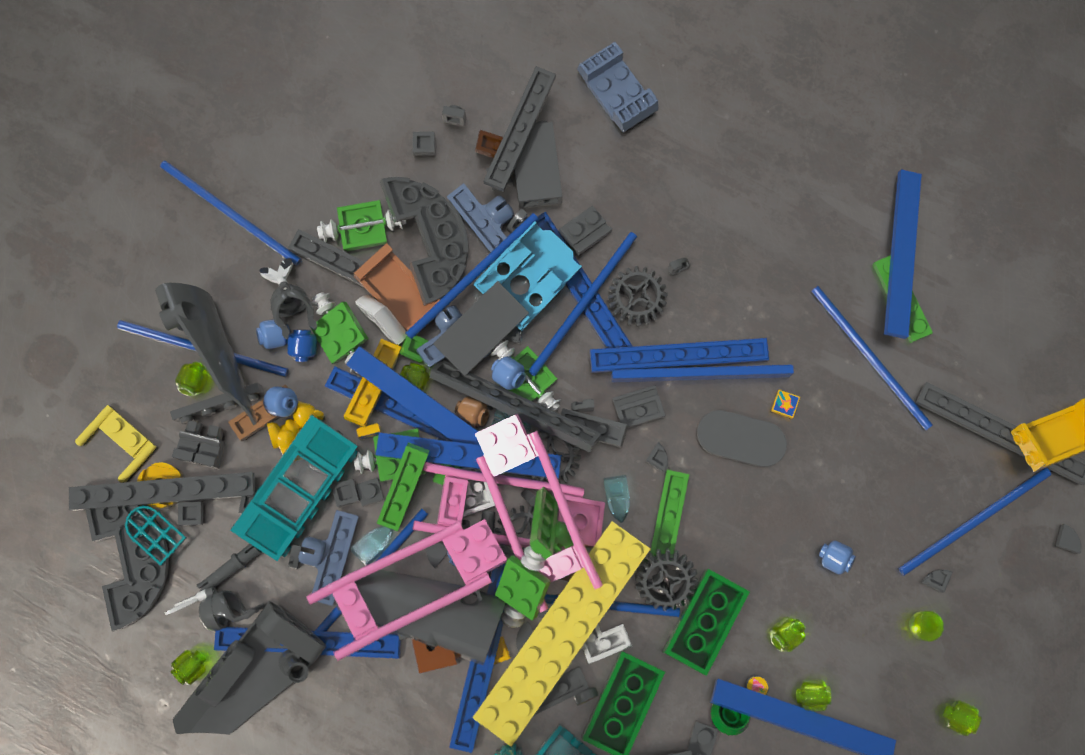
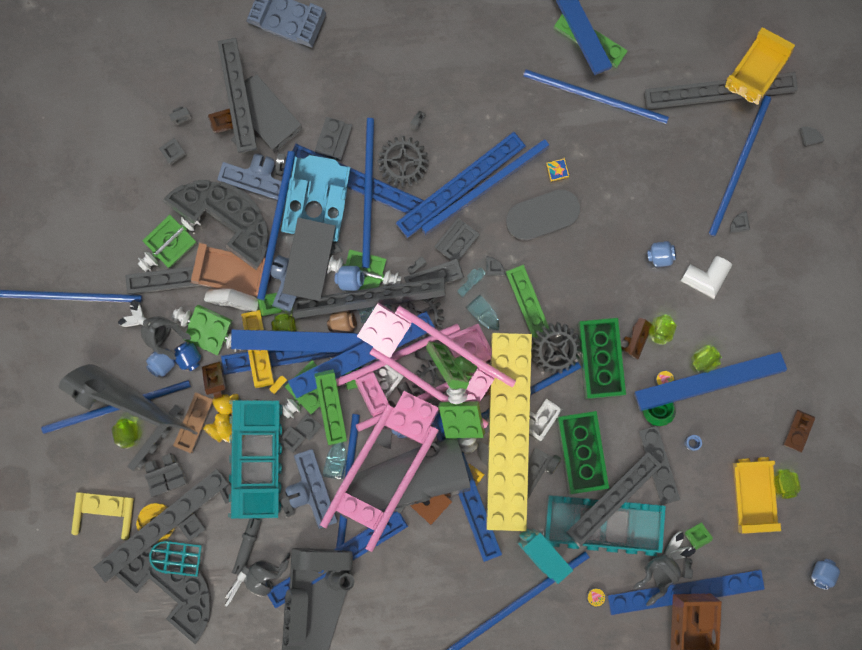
camera: 35 degrees left, 5 degrees up
(188, 667) = (266, 631): clear neon green head -> none
(280, 401) = (202, 406): medium blue head -> none
(310, 383) = (213, 379): none -> reddish brown plate
(630, 455) = (474, 277): none -> clear light blue plate
(757, 627) = (638, 340): none -> reddish brown plate
(869, 618) = (709, 281): none -> white brick
(933, 628) = (757, 262): clear neon green head -> none
(962, 718) = (814, 307): clear neon green head -> none

